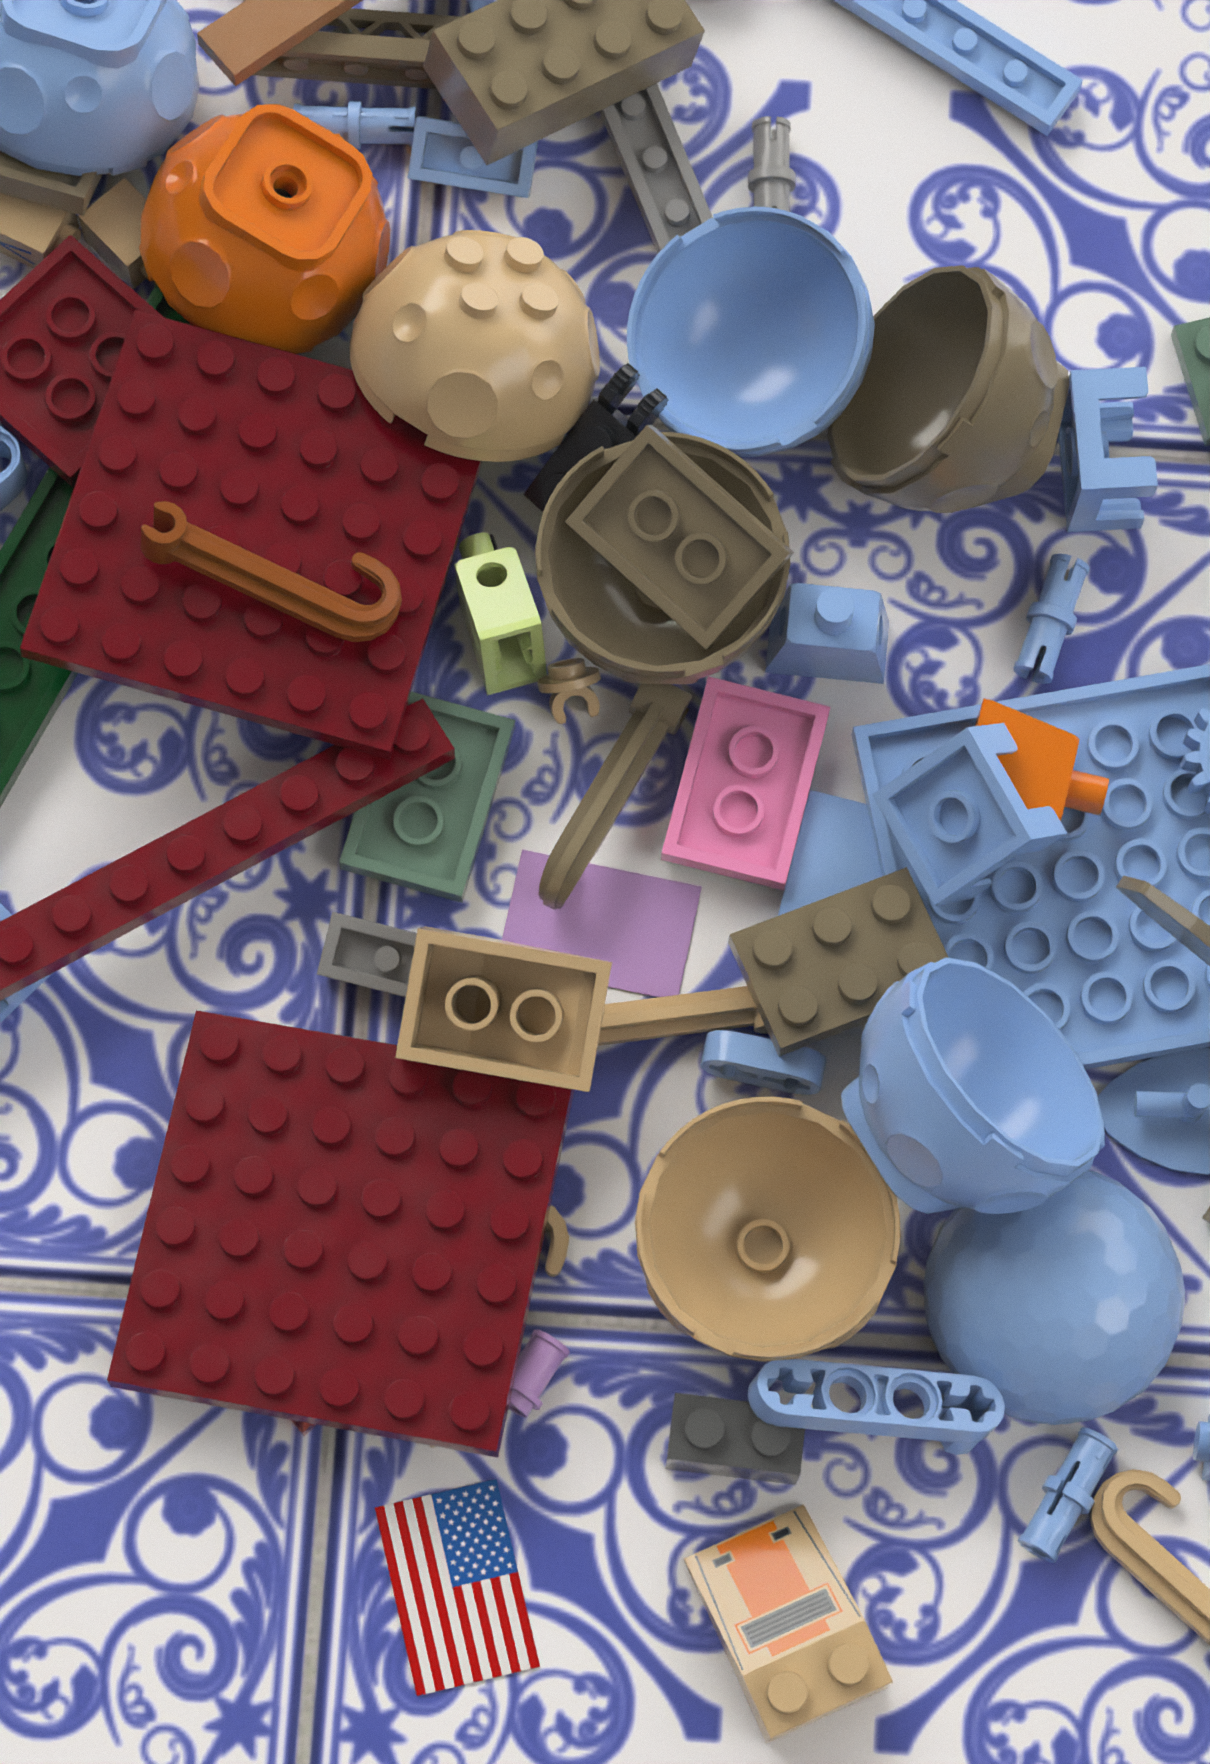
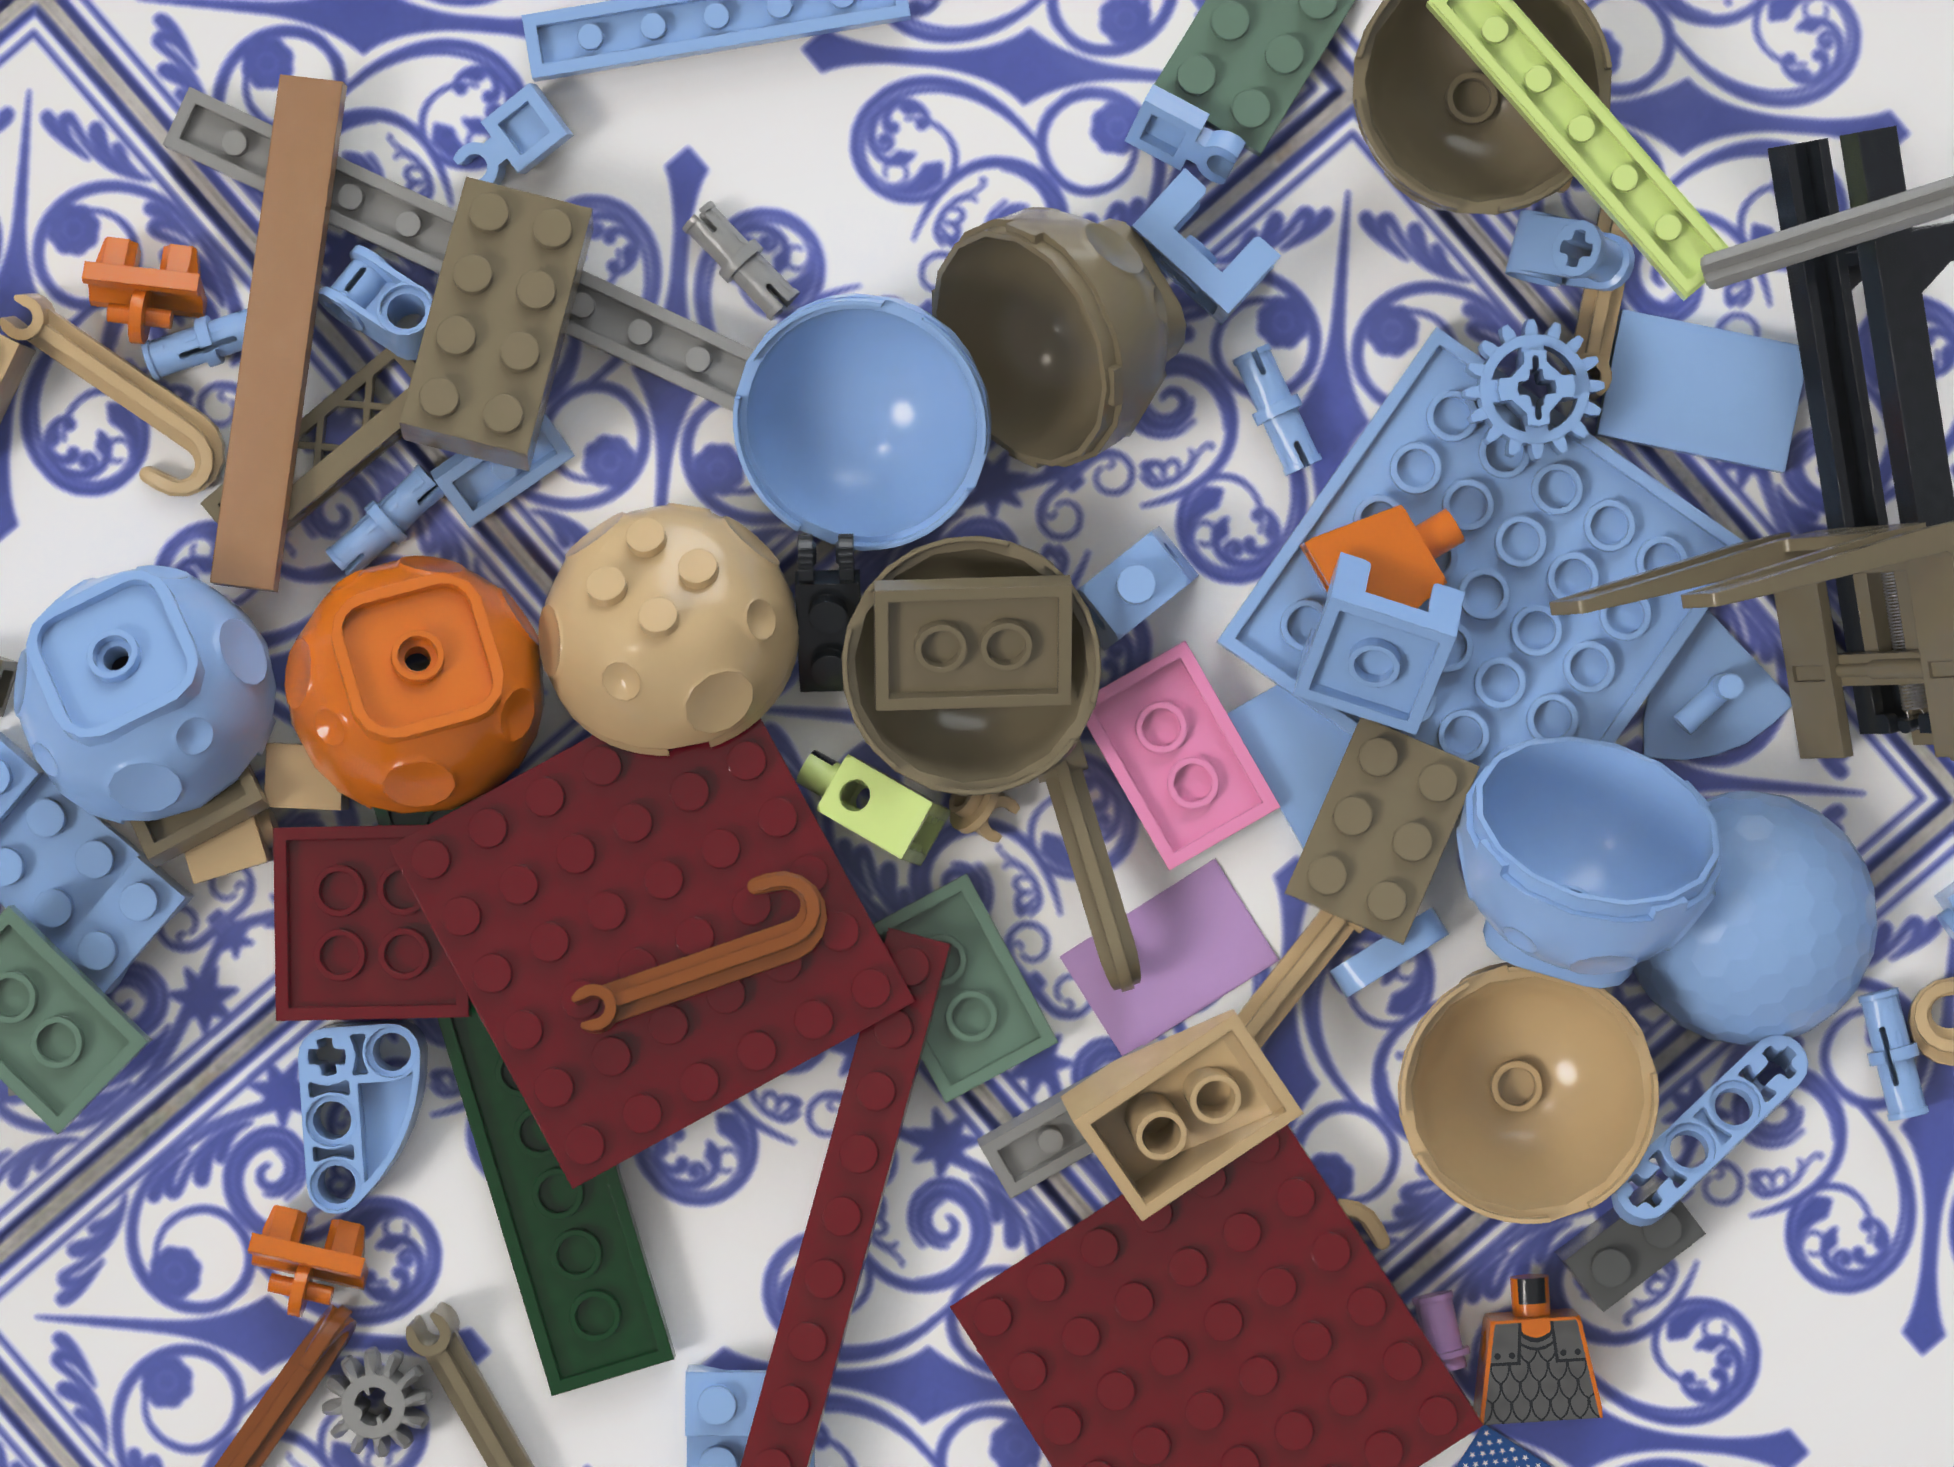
camera: 40 degrees left, 15 degrees up
(579, 1458) = (1534, 1361): none -> torso
(787, 1623) = (1786, 1334): tan slope -> none
(1168, 364) = (1176, 133): none -> light blue plate

